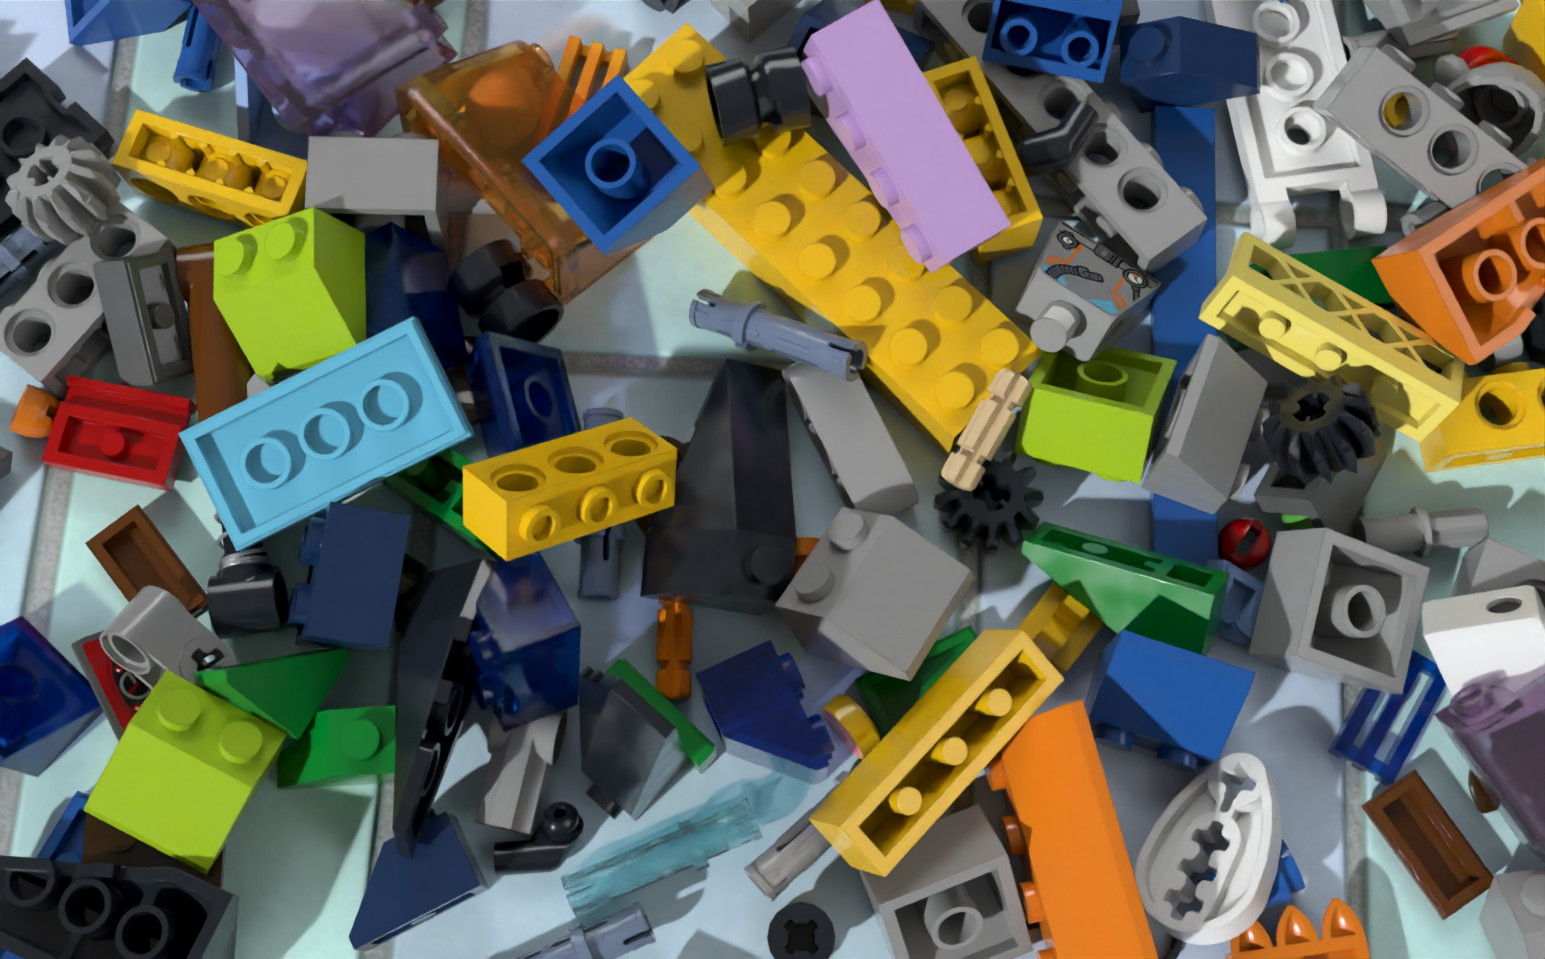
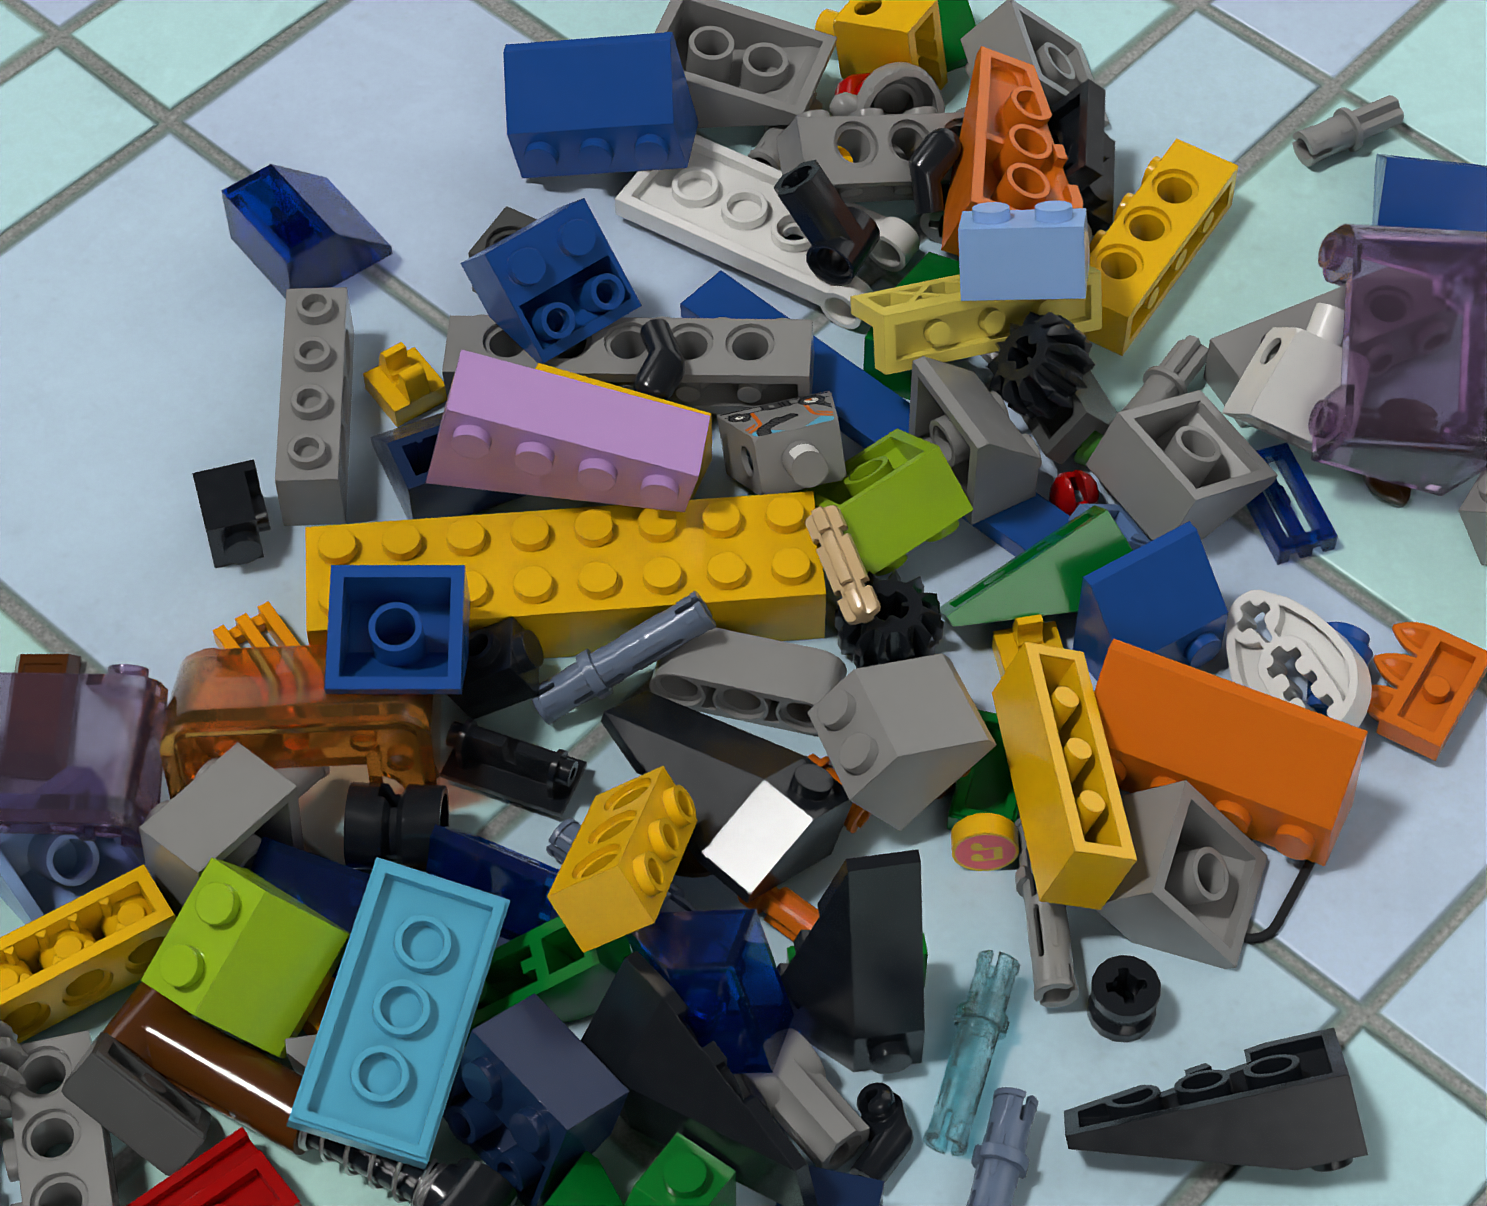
camera: 50 degrees left, 20 degrees down
(633, 332) = (511, 768): none -> black hinge
(696, 253) = (500, 668): none -> black brick
(758, 95) = (433, 505): black wheel -> none
(760, 713) = (962, 868): clear blue slope -> none
(1187, 62) = (676, 252): dark blue slope -> none
(1309, 161) = (837, 233): none -> black piece
(1400, 336) = (1023, 252): none -> light blue slope
(1428, 844) = (1401, 549): reddish brown tile -> none
(1443, 184) = (930, 165): none -> black arm

